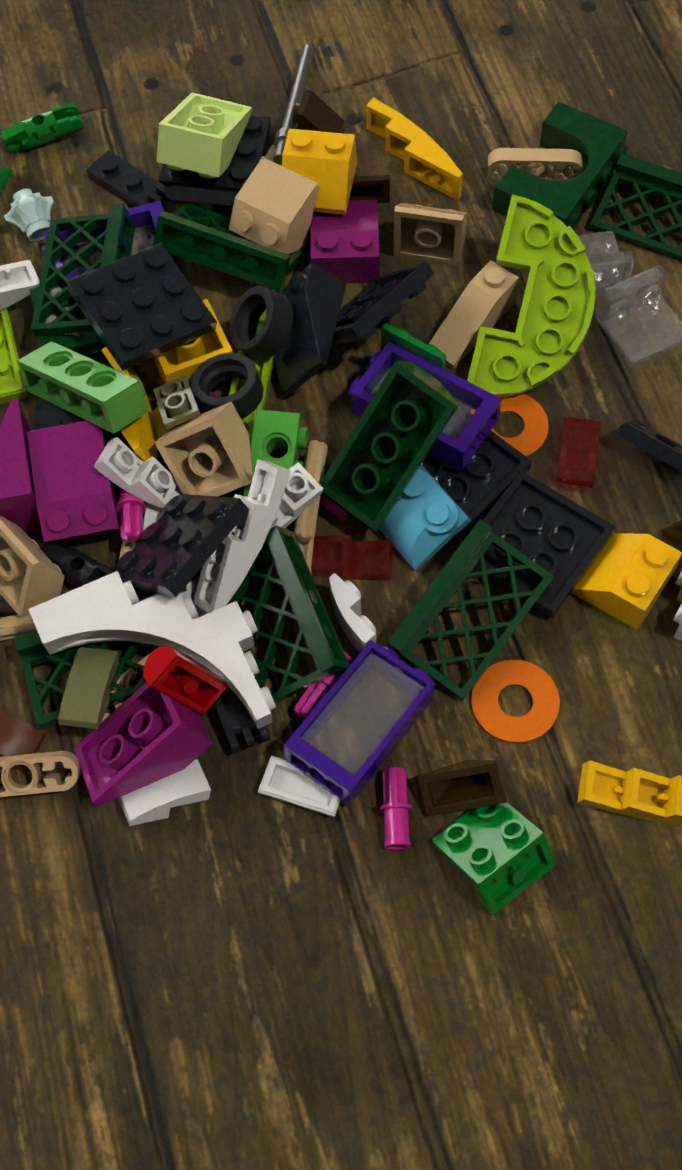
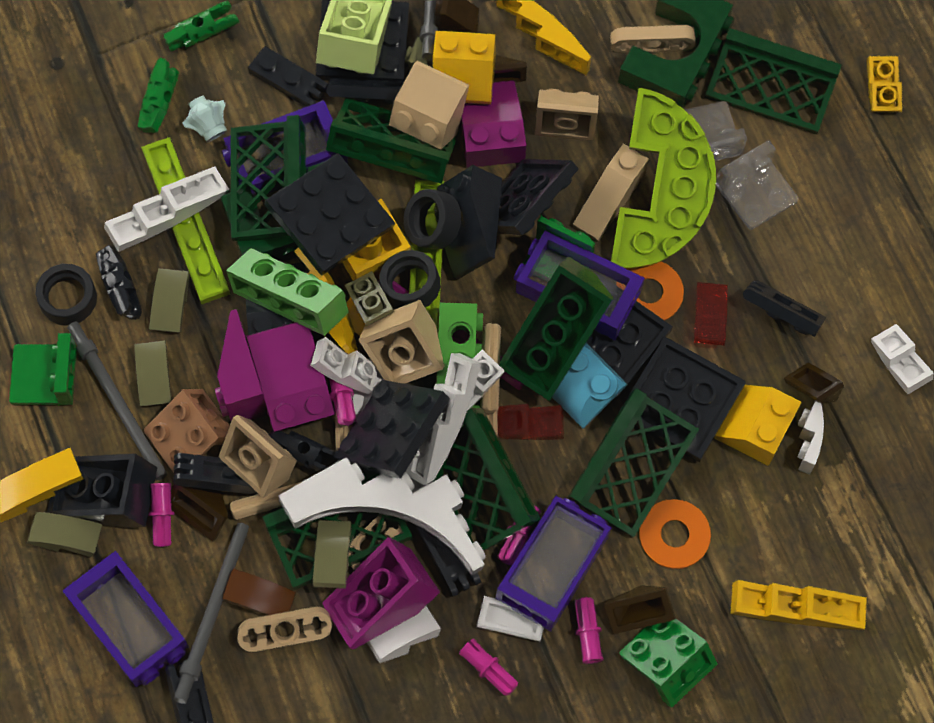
camera: 10 degrees left, 5 degrees up
(183, 679) = (411, 543): red brick -> none
(265, 843) = (488, 667): none -> dark pink axle
(347, 607) = (531, 464): white slope -> none

